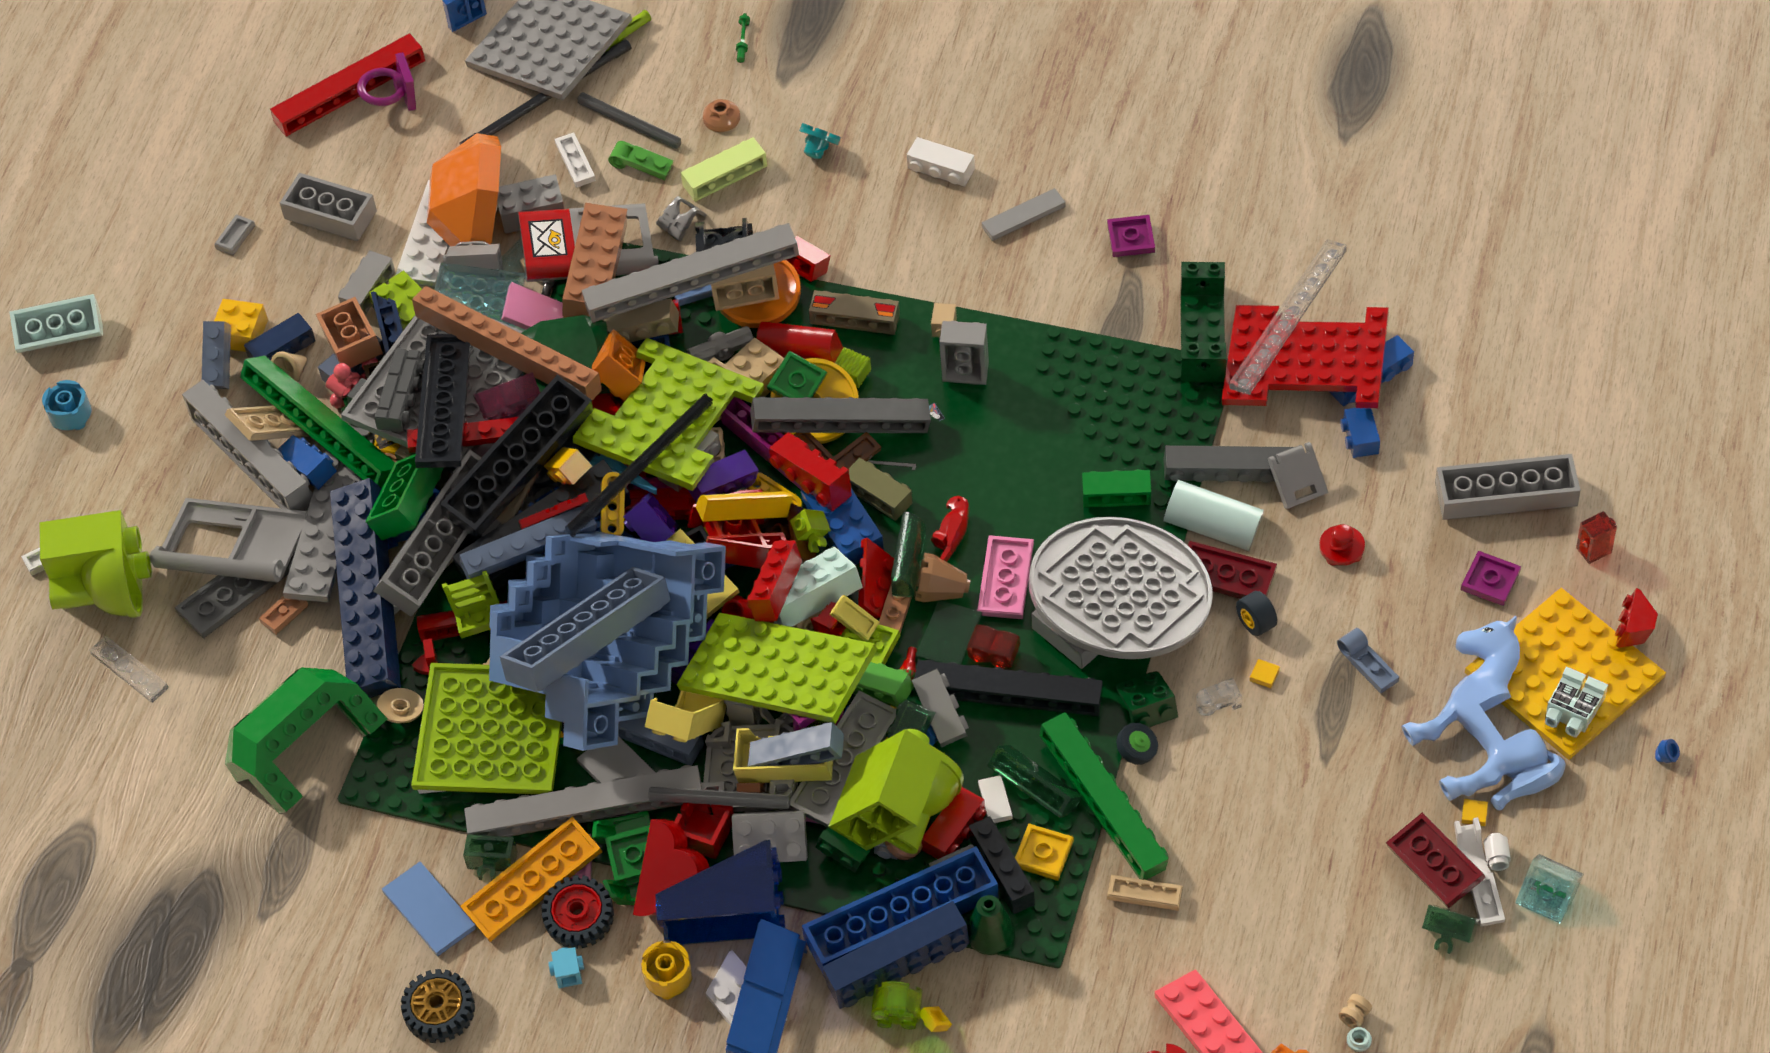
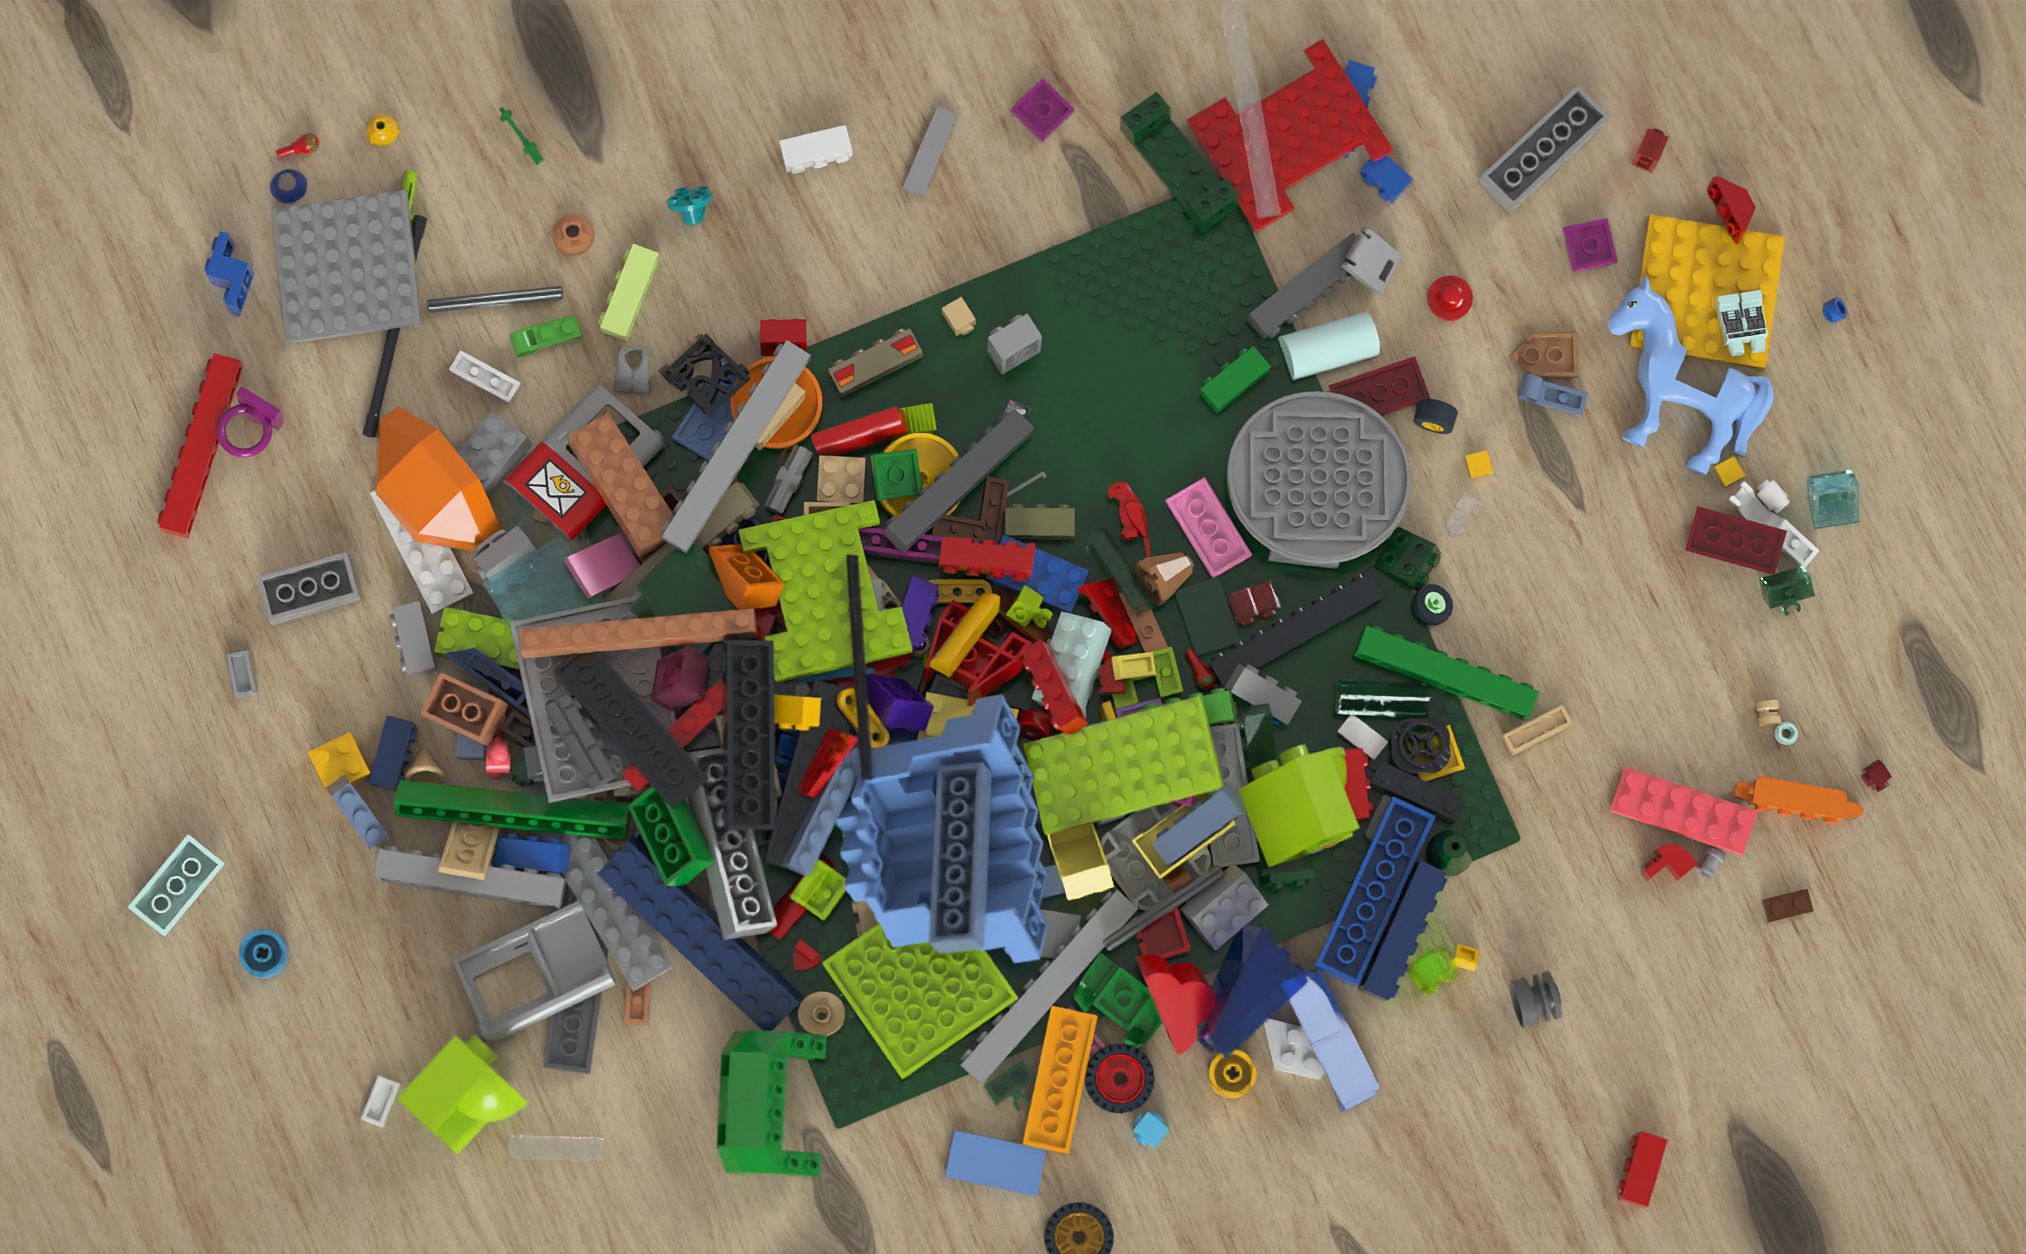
camera: 50 degrees left, 25 degrees up
(1044, 824) = (1405, 762): none -> black piece
(1391, 634) = (1548, 355): none -> medium nougat tile

